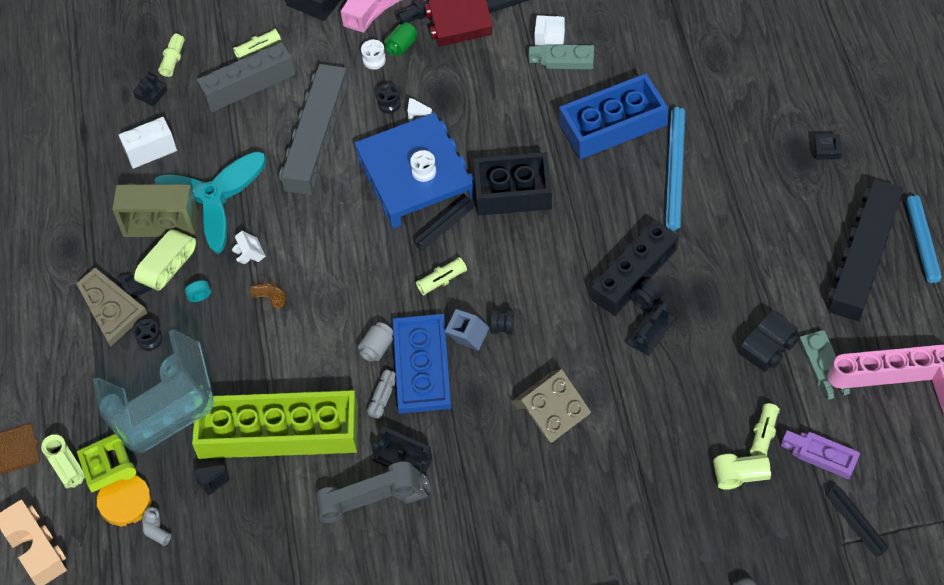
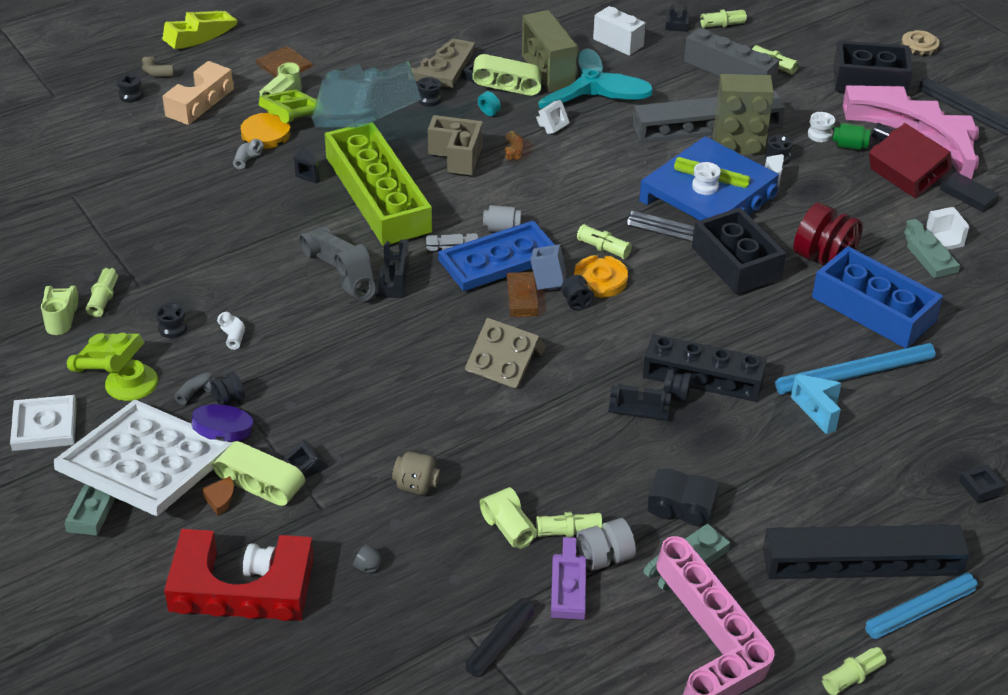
camera: 60 degrees right, 15 degrees down
(252, 333) = (457, 140): none -> dark tan brick
(352, 102) = (743, 112): none -> olive brick
(403, 164) = (728, 177): none -> lime axle
(477, 364) = (522, 294): none -> clear orange plate
(481, 294) = (604, 276): none -> light orange tile
(532, 115) = (826, 234): none -> dark red wheel
(670, 520) = (415, 473): none -> dark tan head
(700, 210) = (818, 400): none -> medium azure slope
(800, 411) = (609, 543): none -> light grey wheel

